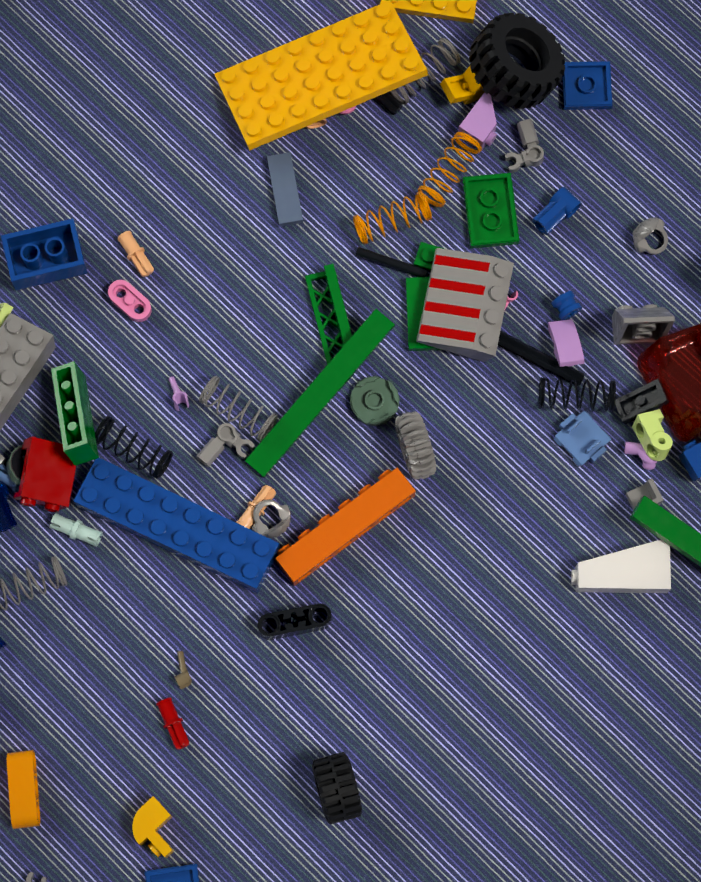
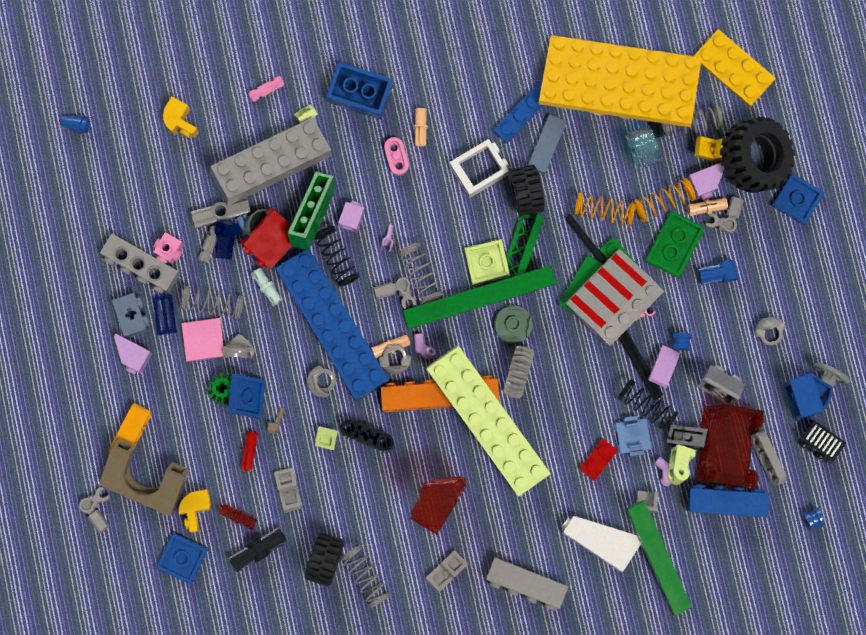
camera: 35 degrees right, 5 degrees up
(41, 633) = (203, 339): none -> bright pink tile
(44, 850) = (118, 478): none -> dark tan arch
(88, 615) = (238, 347): none -> light grey piece
(89, 672) = (218, 384): none -> green gear
(122, 394) = (351, 216): none -> lavender brick
(131, 663) = (246, 396): none -> blue plate
(195, 600) = (313, 379): none -> light grey piece
(207, 804) = (238, 516): none -> clear red axle
(221, 280) = (464, 180): none -> white window
(236, 176) = (520, 115): none -> blue plate
(245, 738) = (288, 490): none -> light grey slope
(250, 653) = (326, 438): none -> yellowish green plate
(253, 827) = (257, 549): none -> black piece
(292, 489) = (422, 349): none -> lavender arm
(296, 246) = (527, 190): none -> black tyre
(303, 352) = (487, 262): none -> yellowish green tile
(363, 760) = (379, 599): none -> light grey piece
(391, 126) = (644, 146): none -> clear light blue brick
(418, 517) = (488, 420): none -> yellowish green brick
(423, 641) = (437, 502): none -> clear red windscreen
(479, 715) = (446, 571): none -> light grey slope
(498, 149) = (707, 206): none -> light nougat pin
(562, 487) = (598, 460): none -> red plate
(575, 670) = (527, 583): none -> light grey brick

